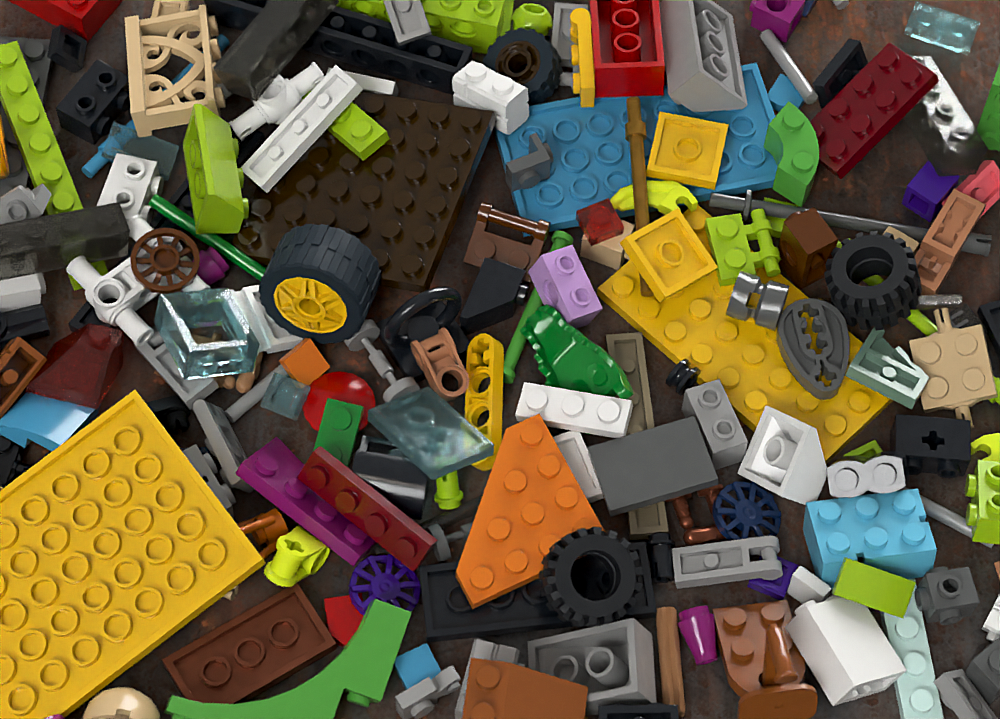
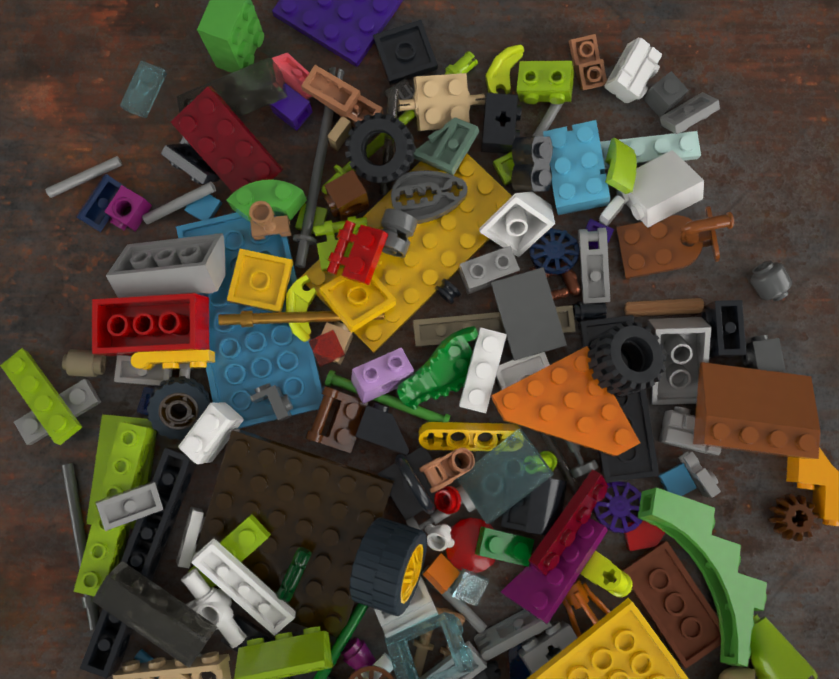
camera: 90 degrees left, 20 degrees up
(313, 185) = (294, 574): none -> dark green axle
(351, 358) = (439, 537): none -> white plate
(400, 362) = (442, 500): none -> red plate
(532, 17) = (130, 400): lime plate -> none
(699, 633) = (642, 287): magenta cone -> none
(725, 255) = (363, 255): none -> red plate
(756, 149) = (264, 222): none -> medium nougat bar
(946, 595) = (615, 119): dark grey brick -> none

